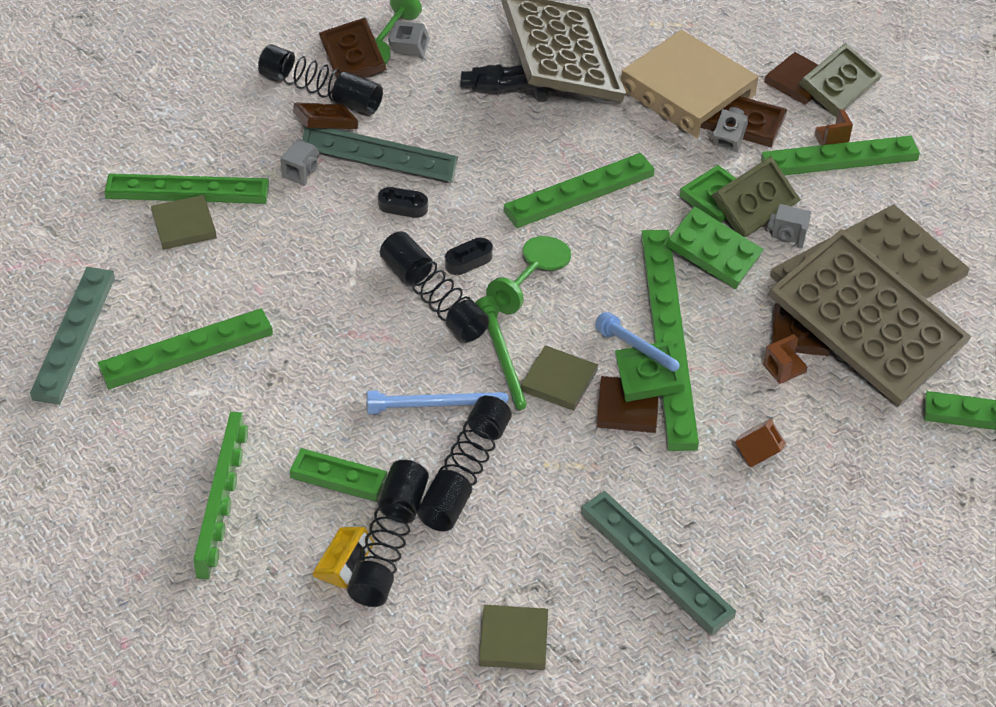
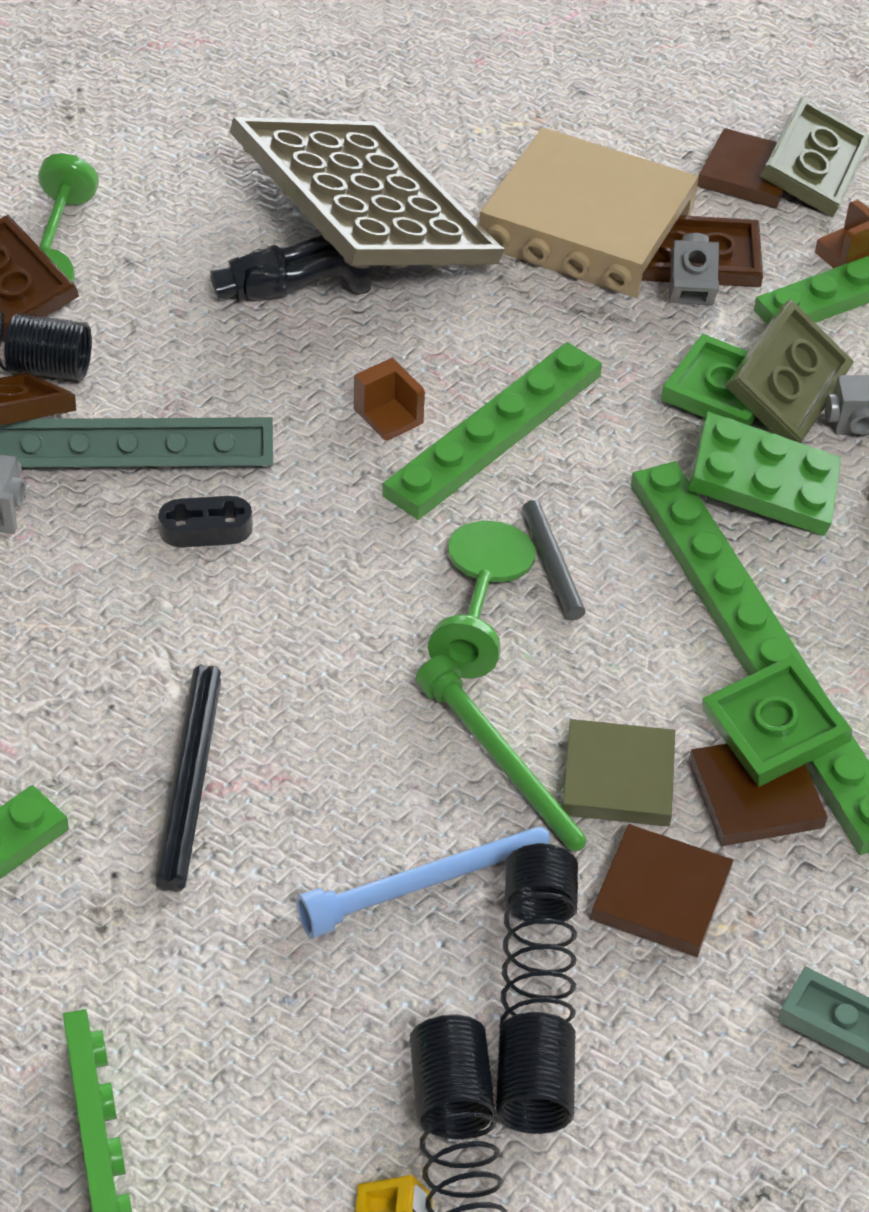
camera: 20 degrees left, 0 degrees up
(338, 474) = (312, 1078): bright green plate -> none
(339, 324) = (188, 779): none -> black axle
(409, 38) = (97, 235): light grey brick -> none
(413, 266) = (277, 631): black piece -> none
(468, 256) = (369, 594): black beam -> none
(526, 161) = (389, 399): none -> dark orange panel
(553, 438) = (662, 890): none -> reddish brown tile
(577, 265) = (553, 560): none -> dark grey bar
(610, 326) = (664, 654): light blue piece -> none

